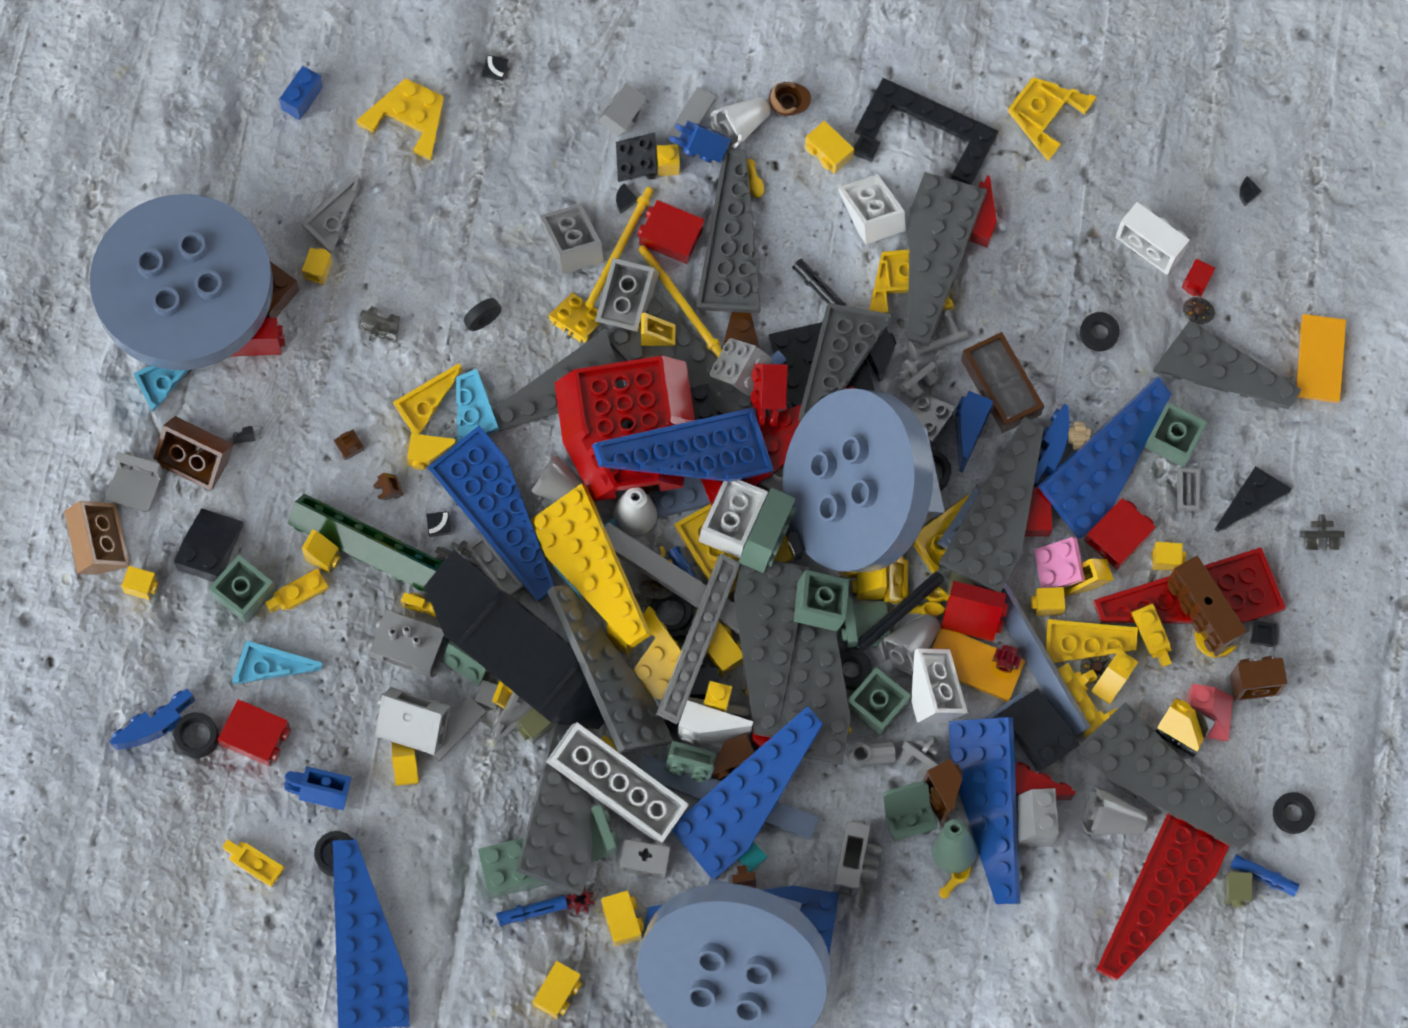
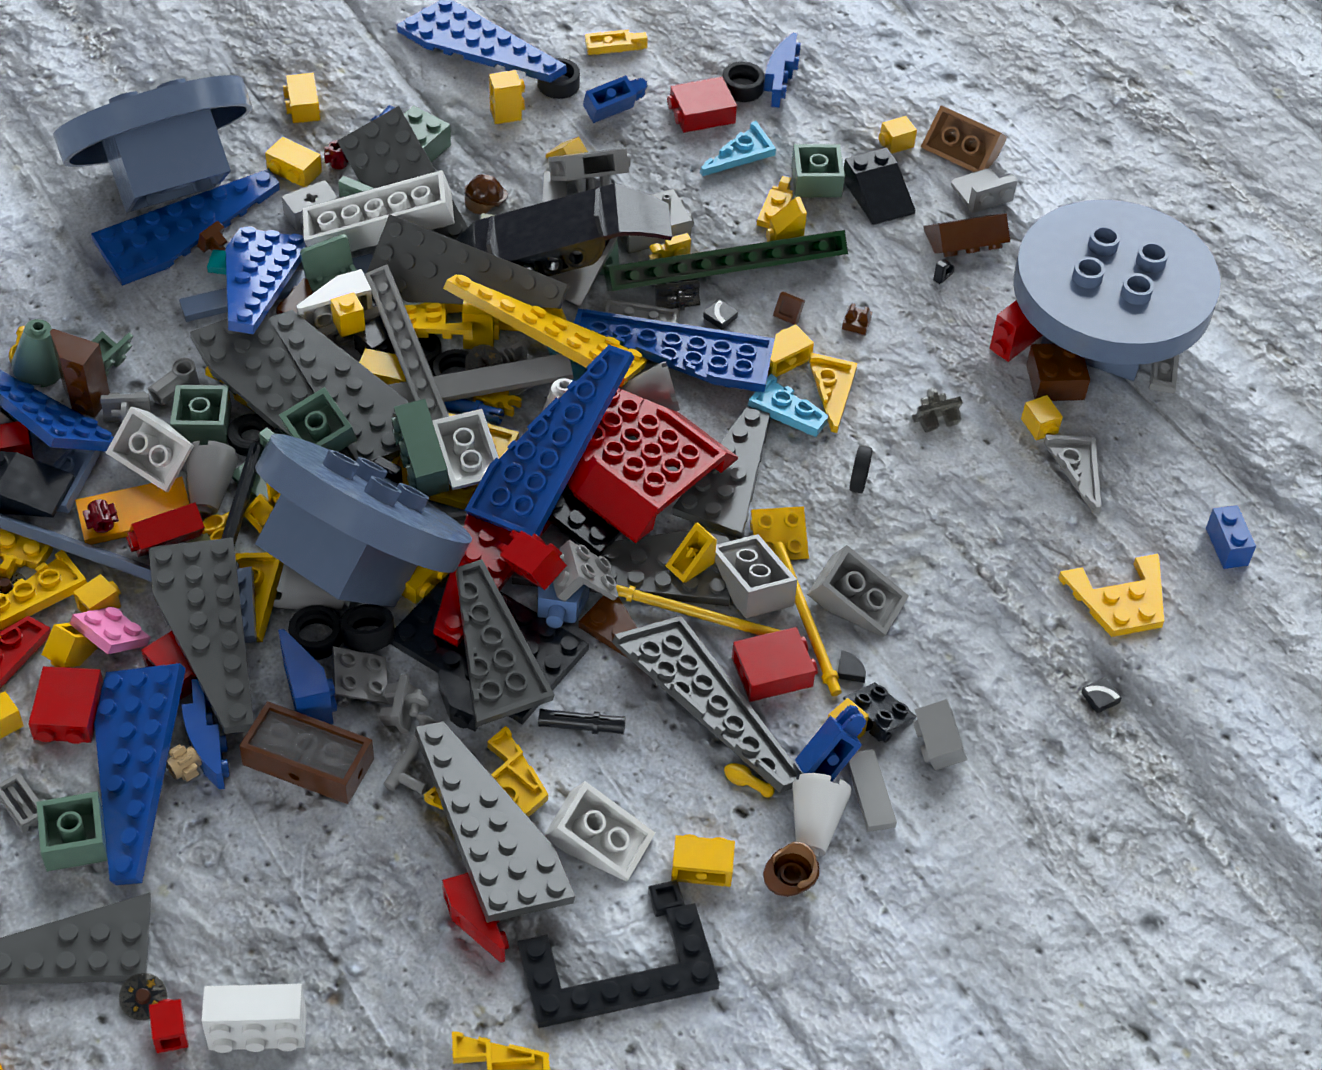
camera: 140 degrees right, 20 degrees down
(405, 850) = (506, 96): none -> yellow brick
(502, 771) = (484, 194): none -> reddish brown piece
(852, 858) = (126, 293): light grey piece -> none
(1102, 319) = (246, 907): black tyre -> none

